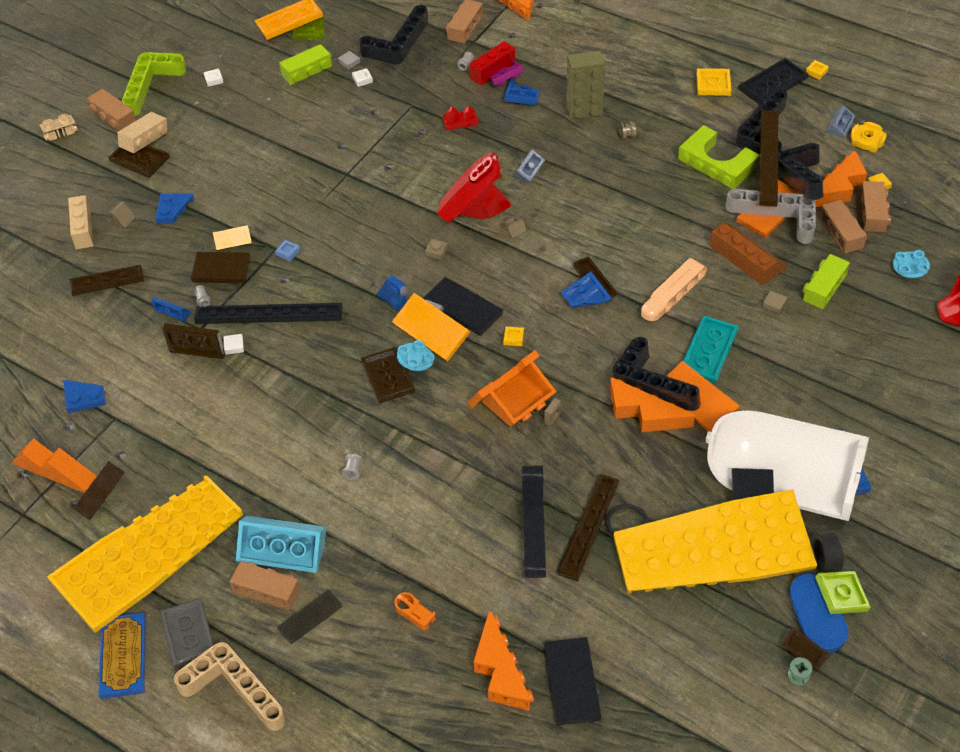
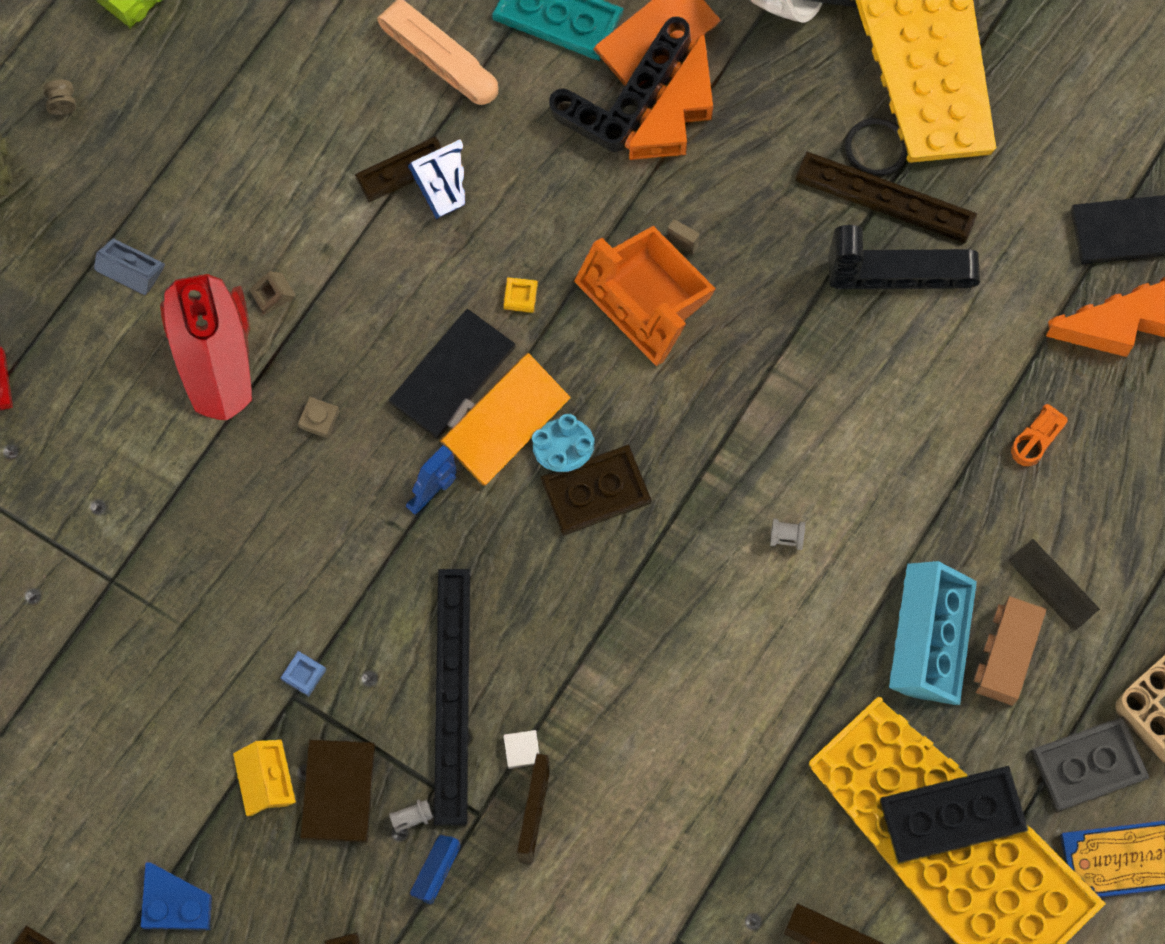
camera: 90 degrees left, 20 degrees up
(161, 546) = (953, 814): none -> black tile

